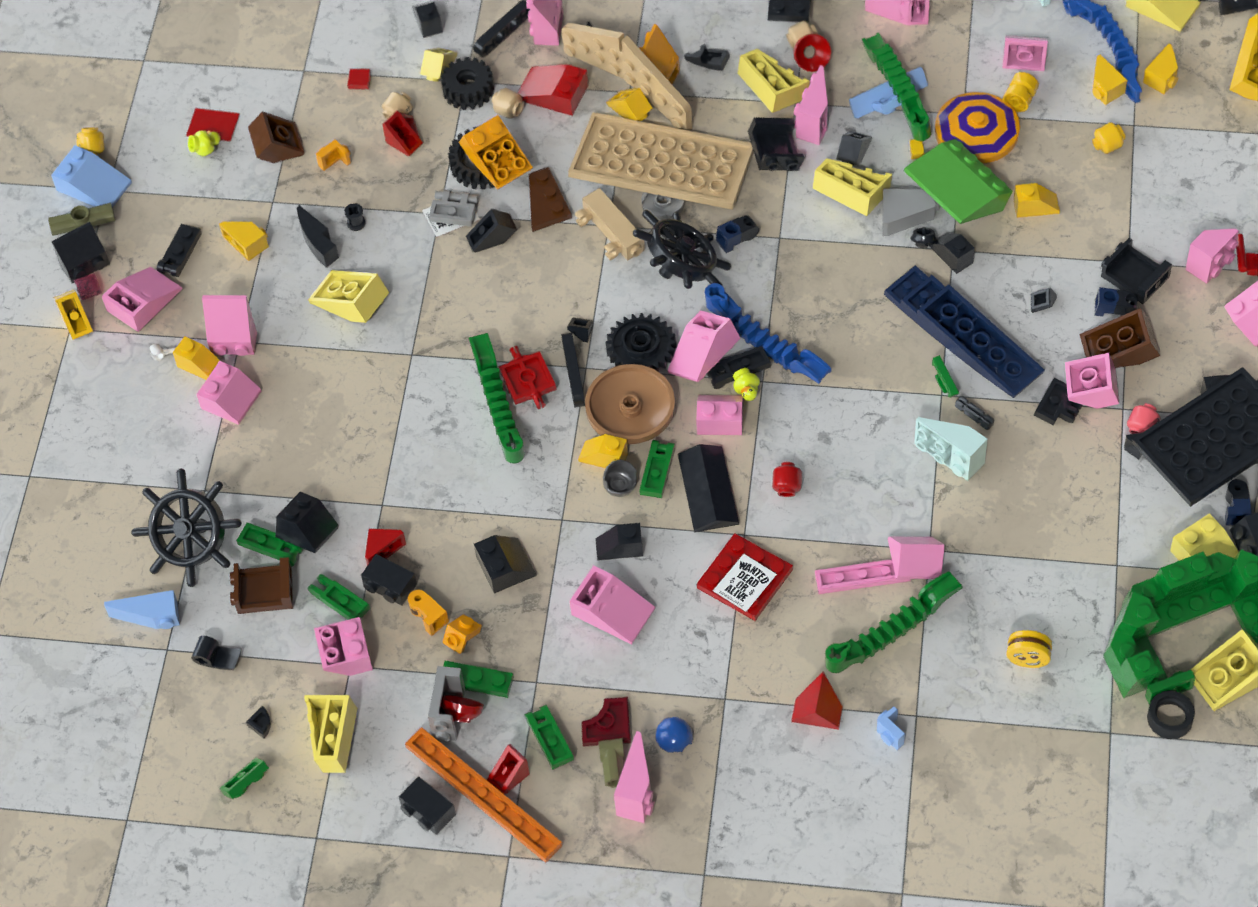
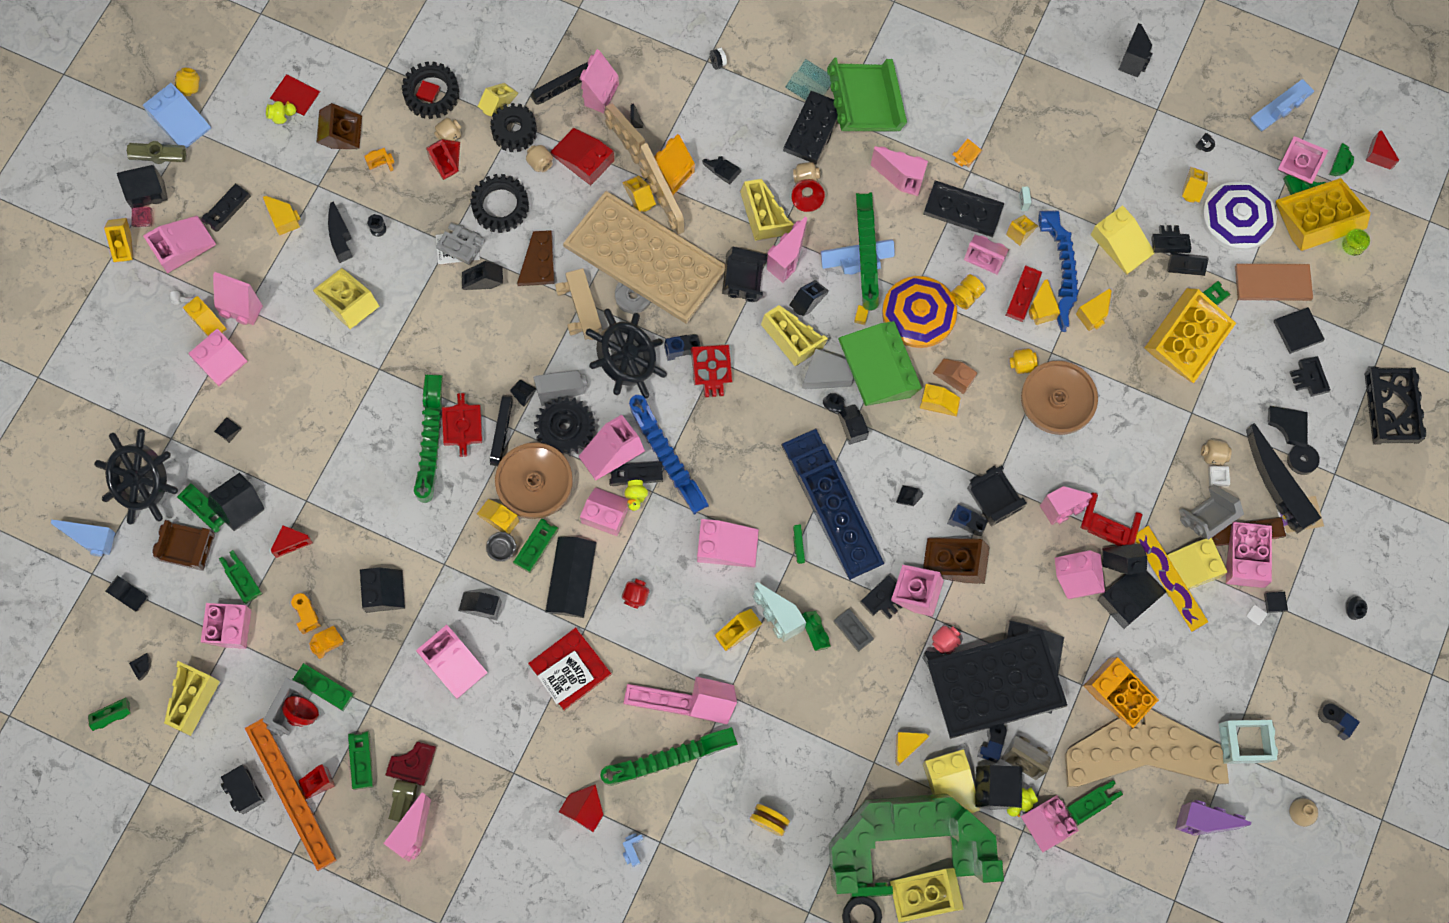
camera: 10 degrees right, 15 degrees up
(266, 462) = (227, 430): none -> black slope
(367, 93) = (428, 71): none -> black tyre
(388, 580) = (285, 575): black brick -> none
(427, 18) = (504, 51): black slope -> none
(495, 152) = (509, 208): light orange slope -> none
(616, 304) = (559, 384): none -> light grey slope
(674, 734) = (460, 793): blue hair -> none
(778, 242) = (711, 368): none -> red piece
(864, 403) = (727, 544): none -> bright pink slope
(913, 479) = (738, 629): none -> yellow slope
(974, 412) = (812, 582): black axle -> none
(981, 19) = (963, 208): none -> black plate
(1004, 459) = (815, 631): none -> green plate
(1039, 443) = (853, 630): none -> dark grey plate
(1044, 170) = (956, 374): none -> nougat slope
(1050, 22) = (1021, 229): none -> yellow slope
(1080, 78) = (1023, 293): none -> red plate
(1145, 532) = (906, 744): none -> yellow slope
(1161, 159) = (1059, 397): none -> medium nougat dish

